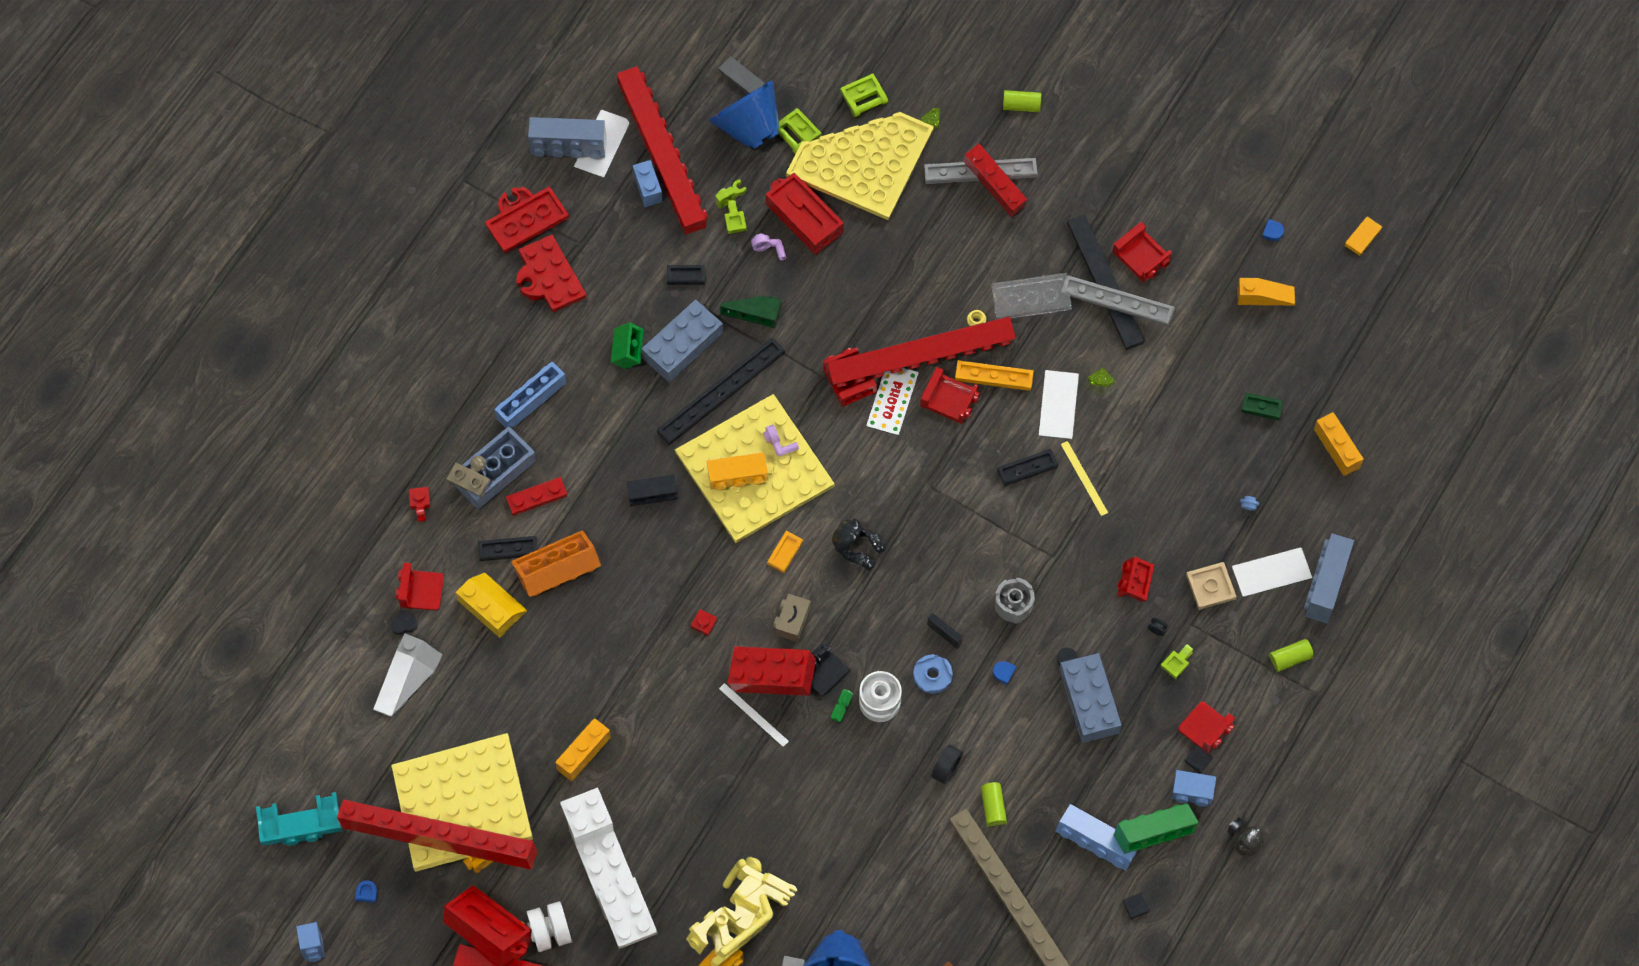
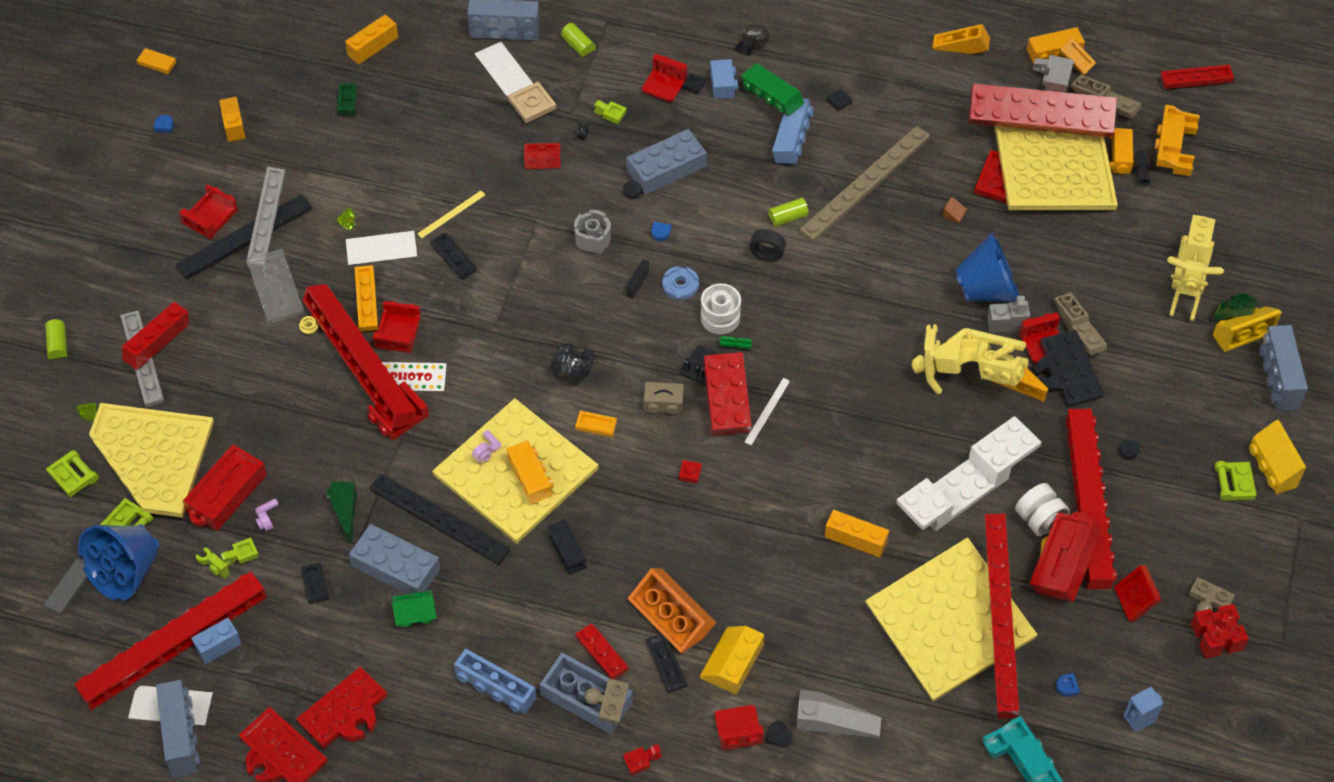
camera: 105 degrees left, 10 degrees down
(1249, 503) = (445, 90): medium blue plate -> none

